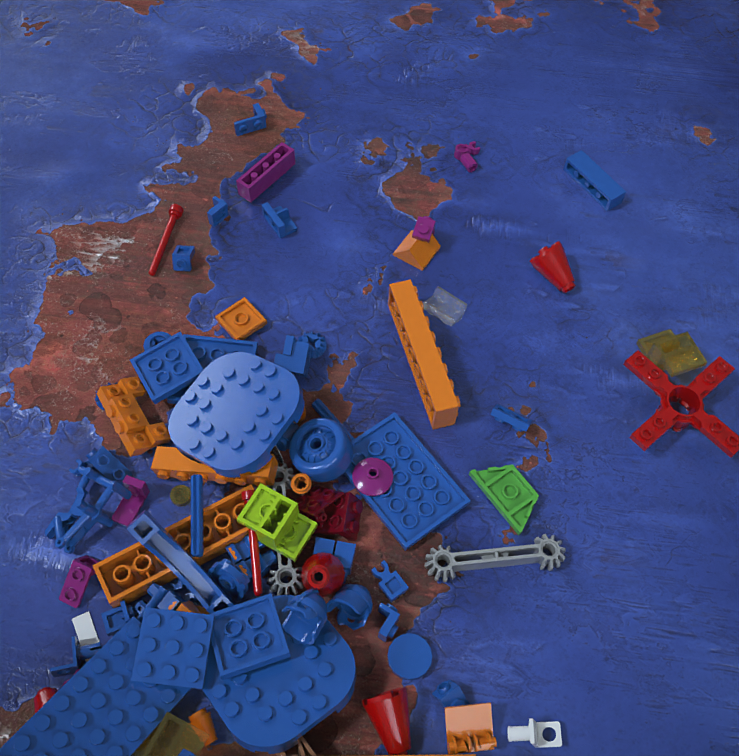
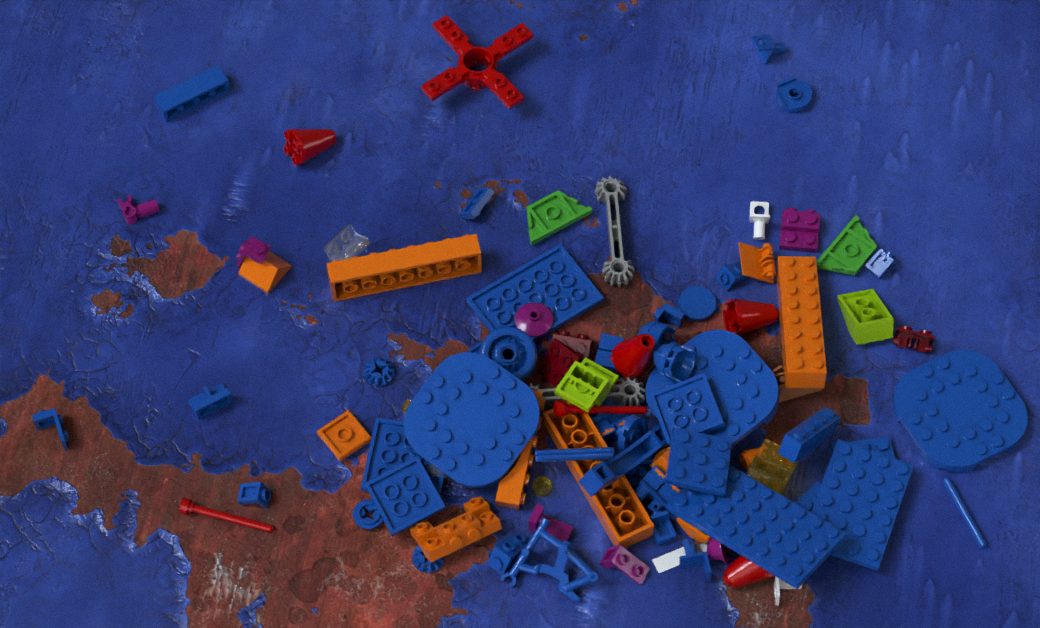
camera: 85 degrees left, 0 degrees up
(218, 212) = (194, 460): blue bracket -> none
(266, 172) = (143, 408): magenta brick -> none
(295, 356) = (402, 379): blue plate -> none
(298, 479) = (541, 375): orange cone -> none
(390, 583) = (633, 312): blue plate -> none
(672, 352) = (420, 61): clear yellow bracket -> none

